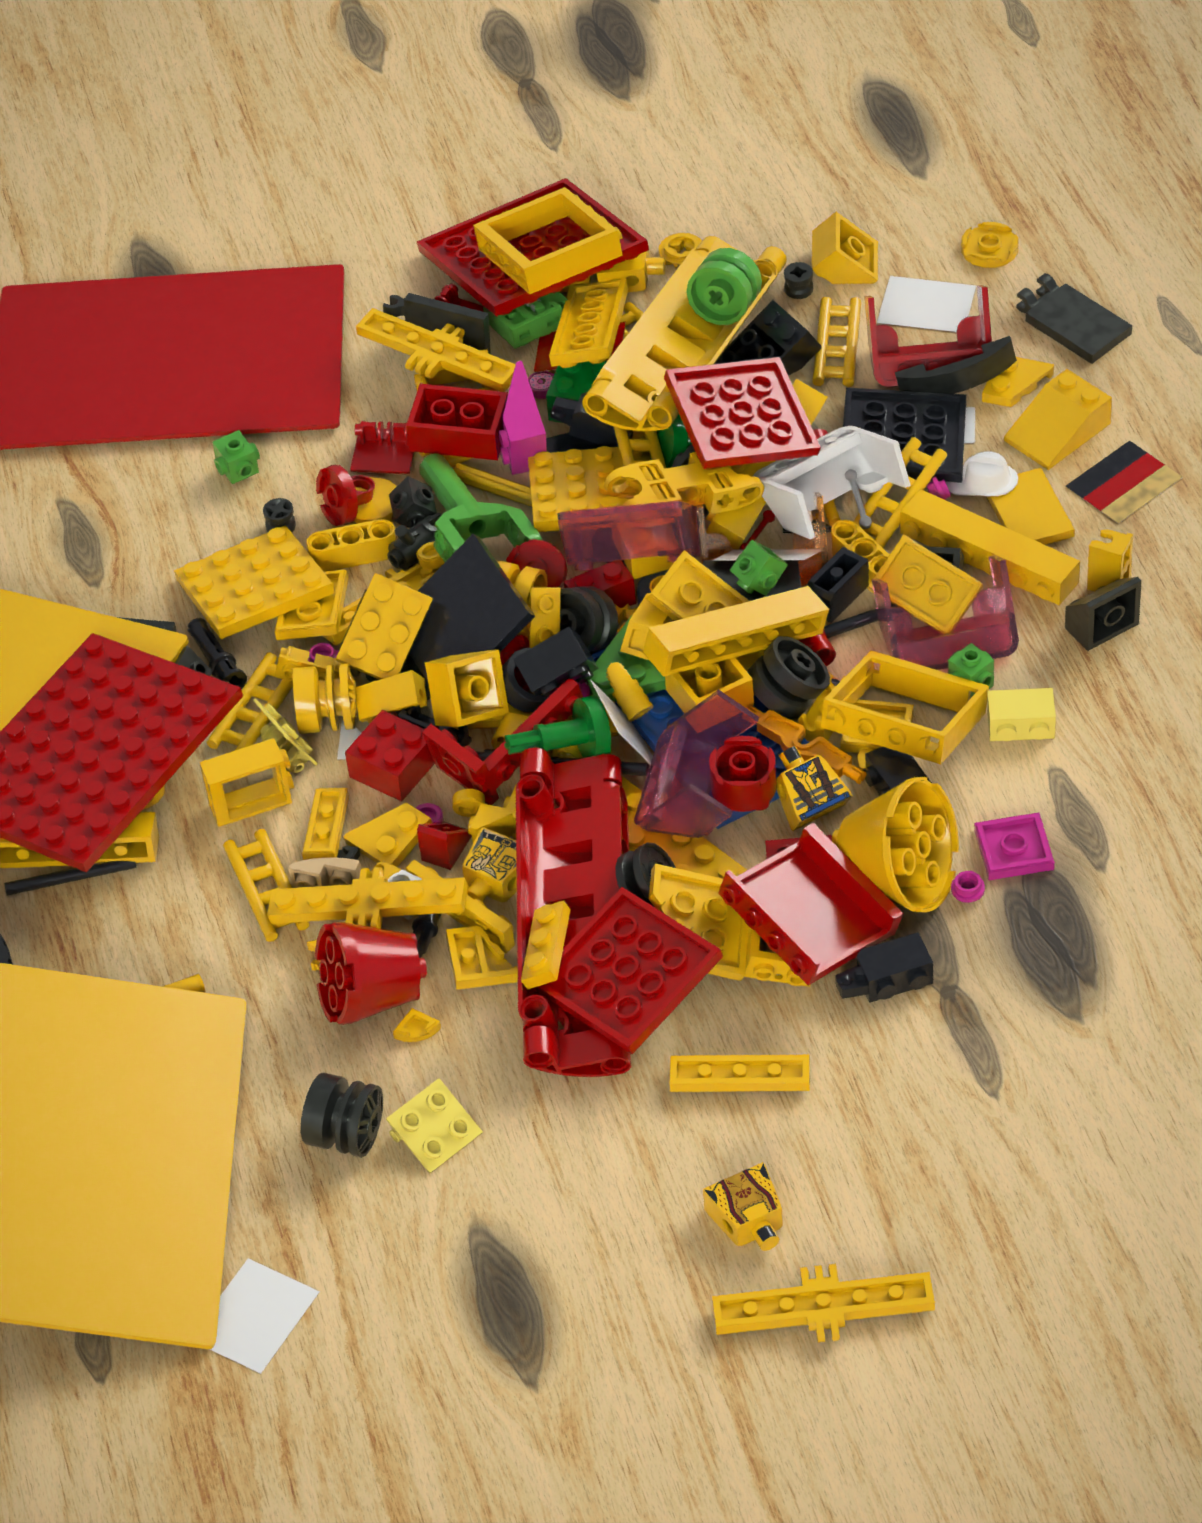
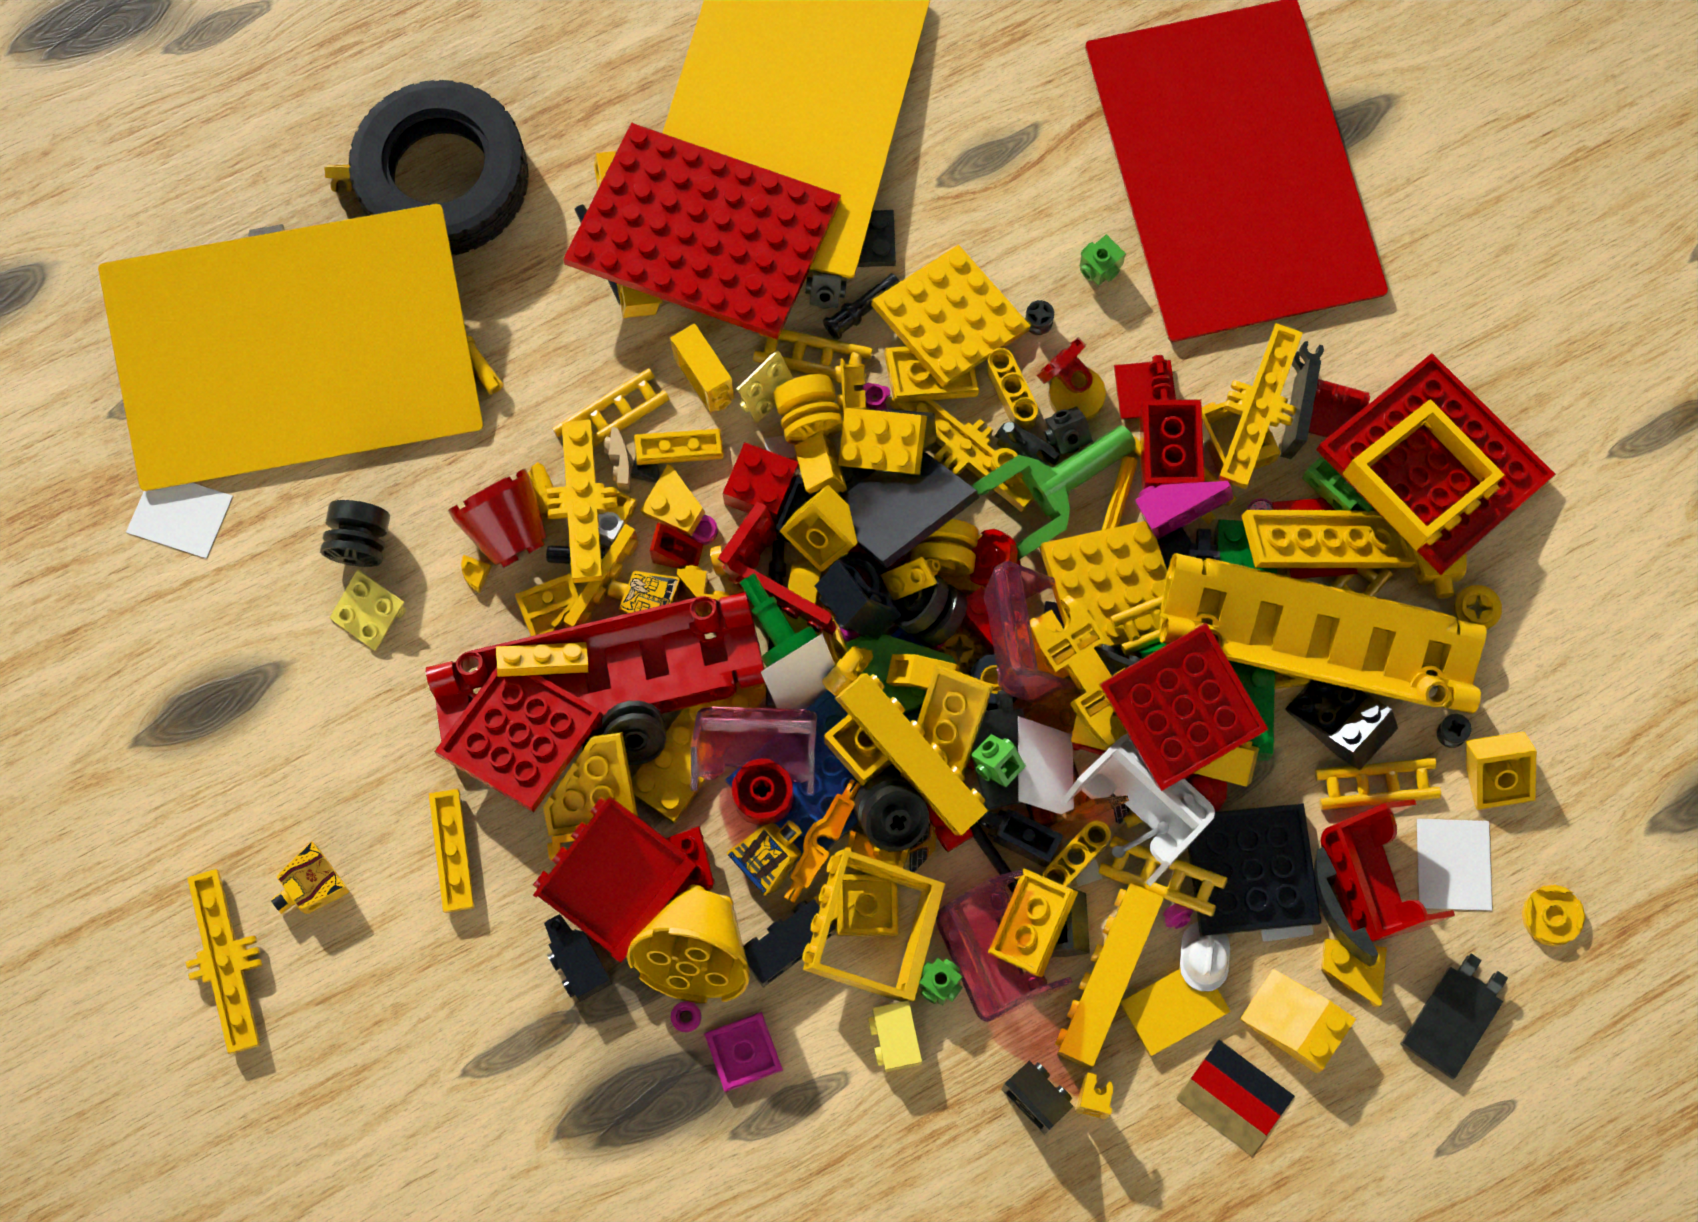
camera: 75 degrees right, 25 degrees up
(724, 286) = (1380, 658): bright green wheel -> none

